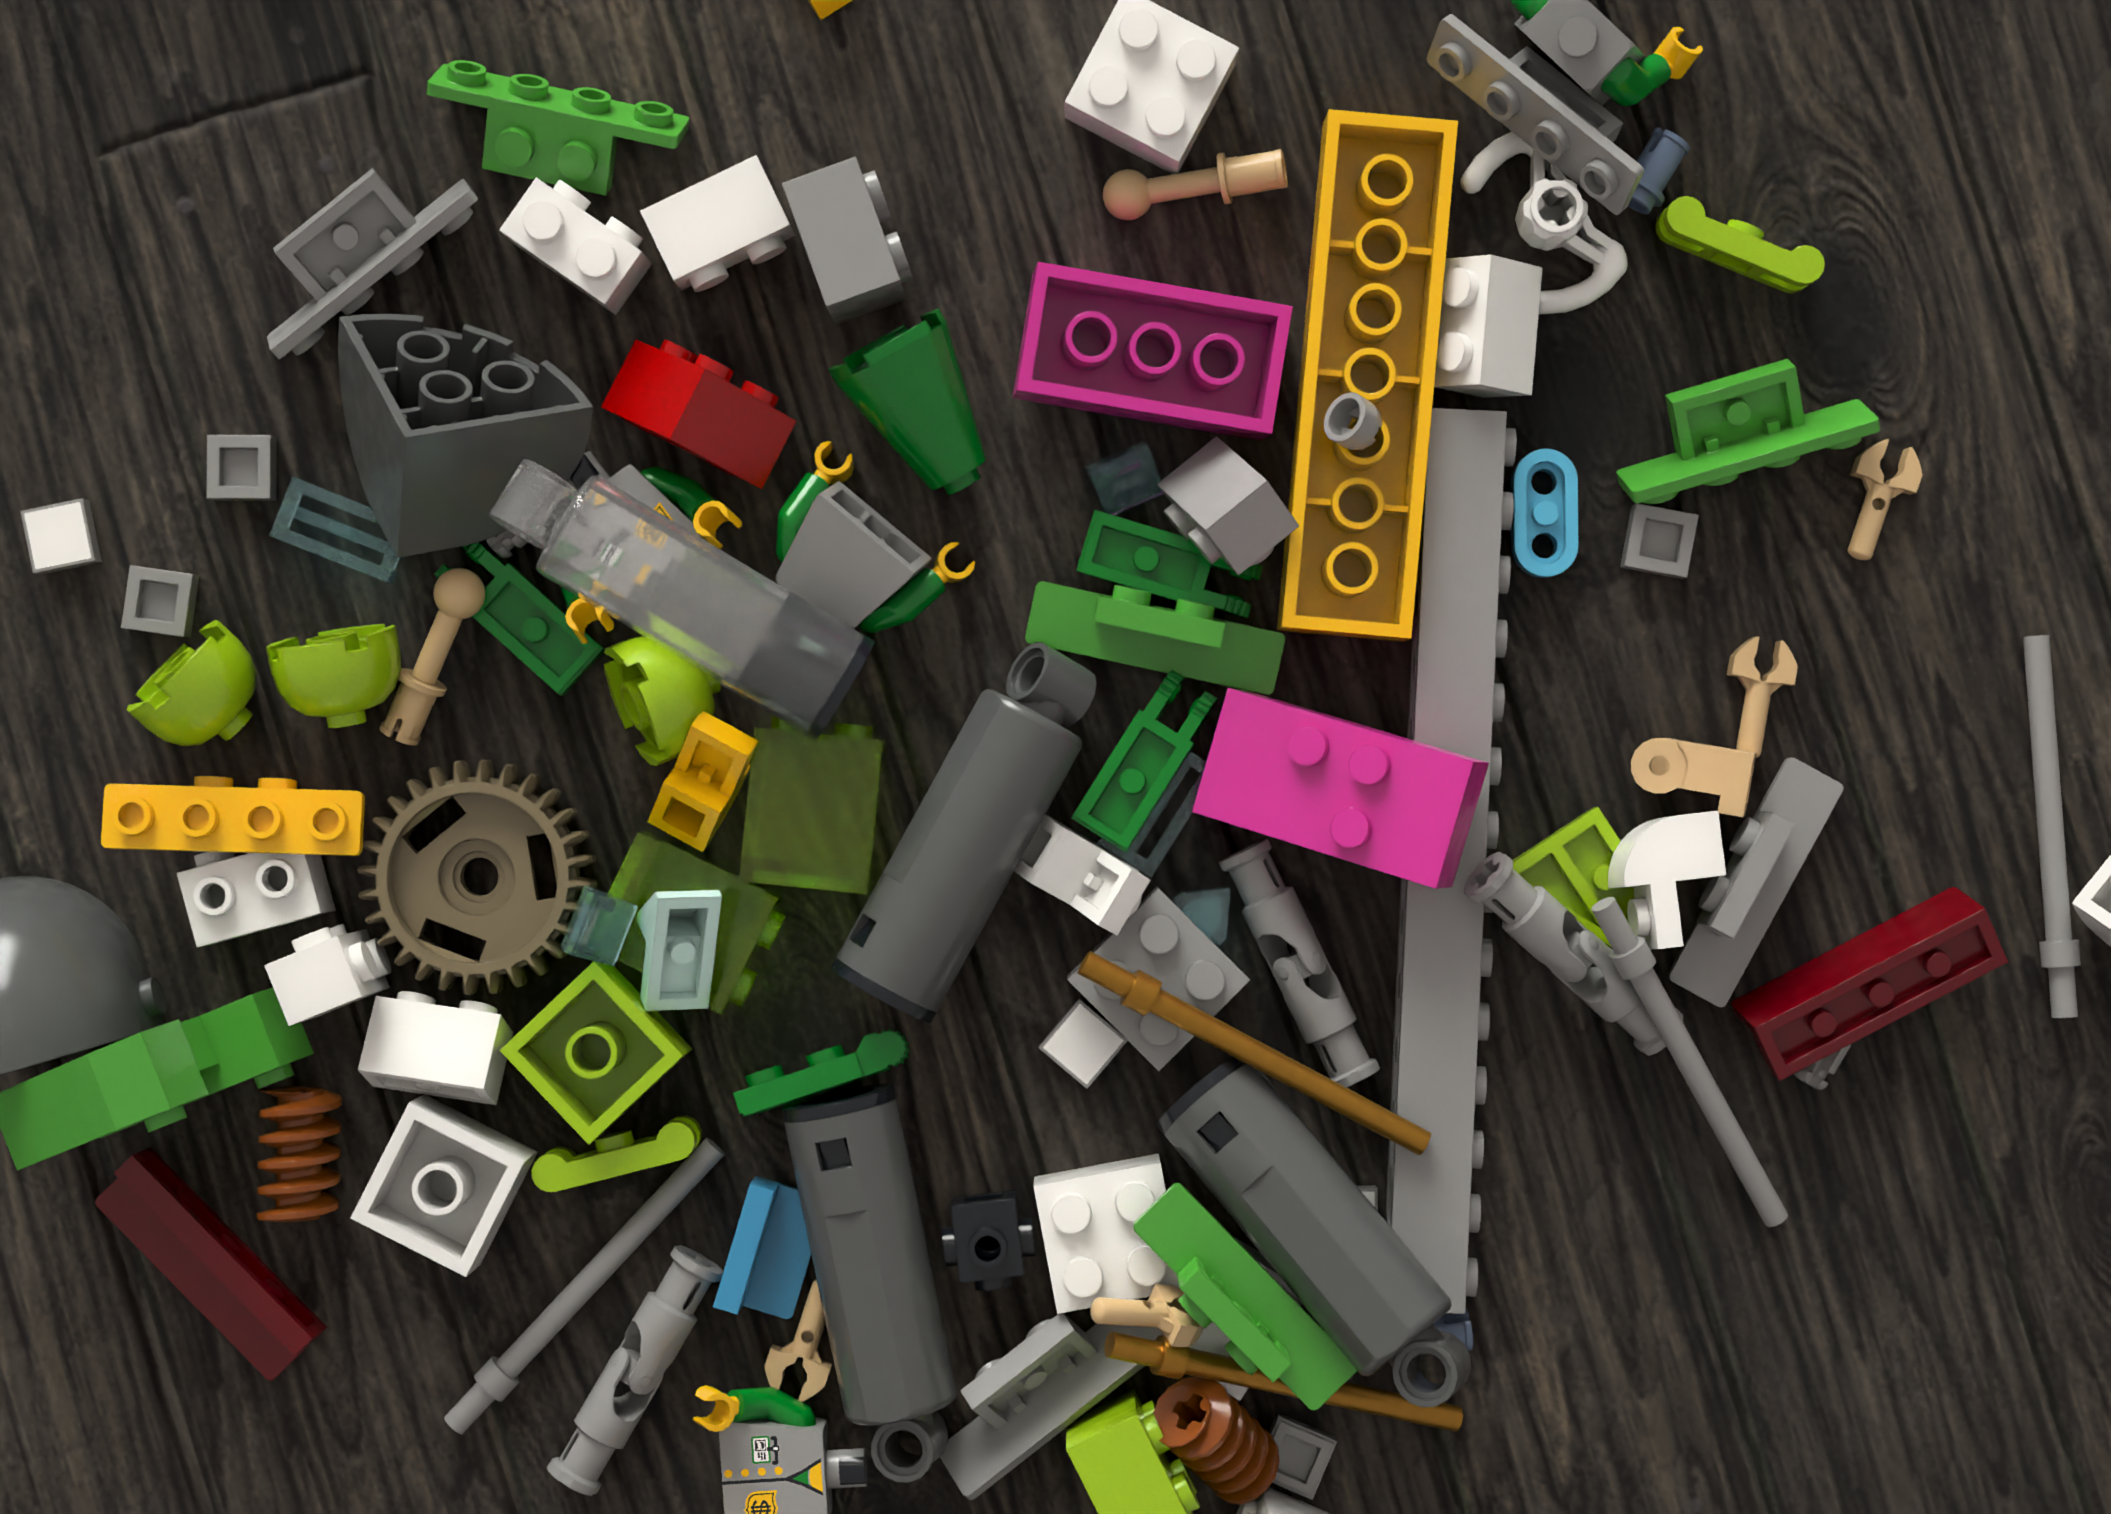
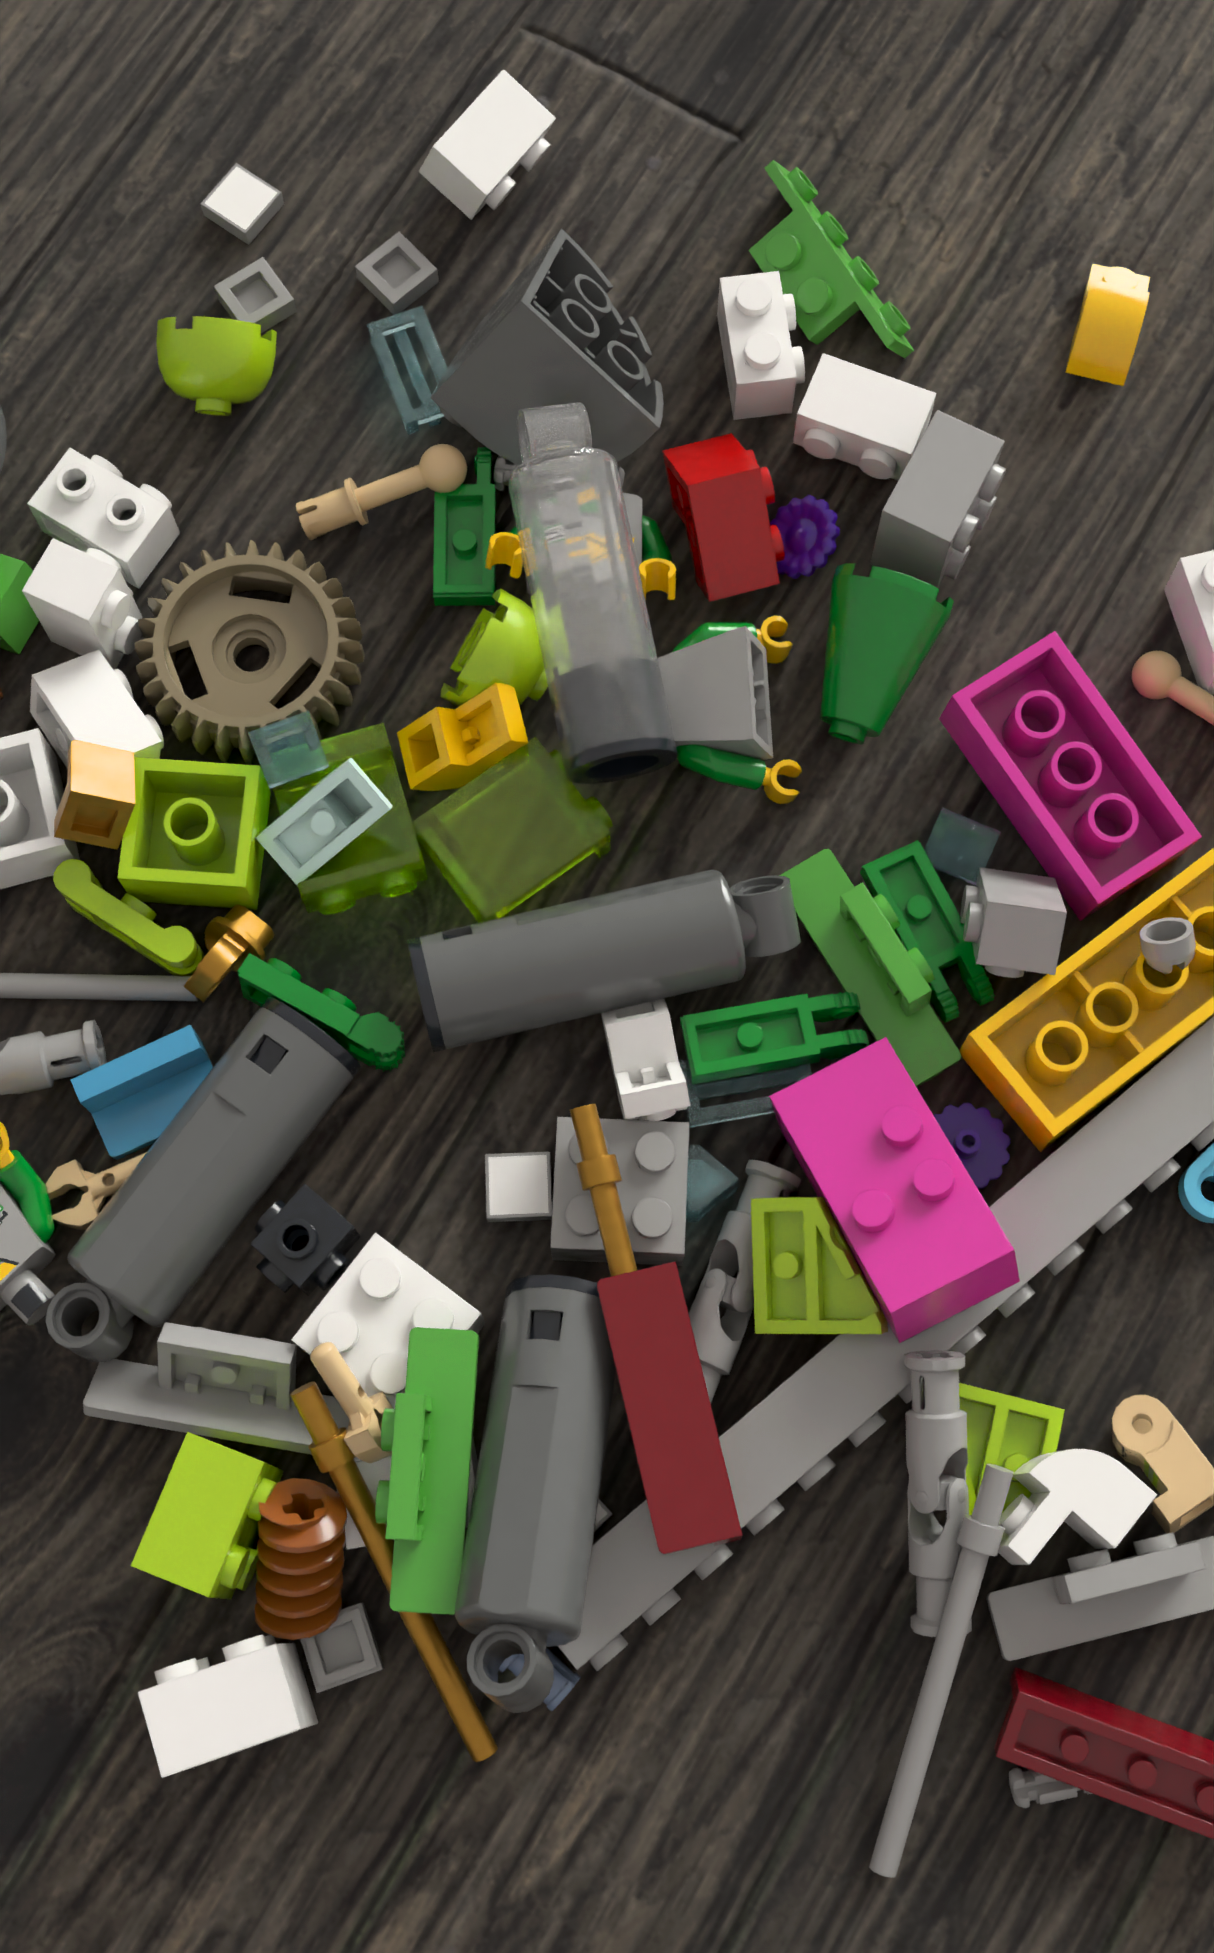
camera: 45 degrees right, 15 degrees down
(200, 298) = (488, 145): none -> white brick
(233, 819) = (143, 450): yellow bracket -> none
(337, 672) = (312, 434): lime cylinder -> none
(353, 247) = (617, 211): light grey bracket -> none
(509, 1103) = (96, 795): none -> pearl gold panel
(708, 1090) = (228, 944): none -> pearl gold piece
(771, 360) = (806, 534): none -> dark purple piece
(1342, 906) = (807, 1272): none -> lime wing
(1350, 687) = (976, 1141): none -> dark purple piece
(1353, 1097) = (668, 1409): none -> dark red panel

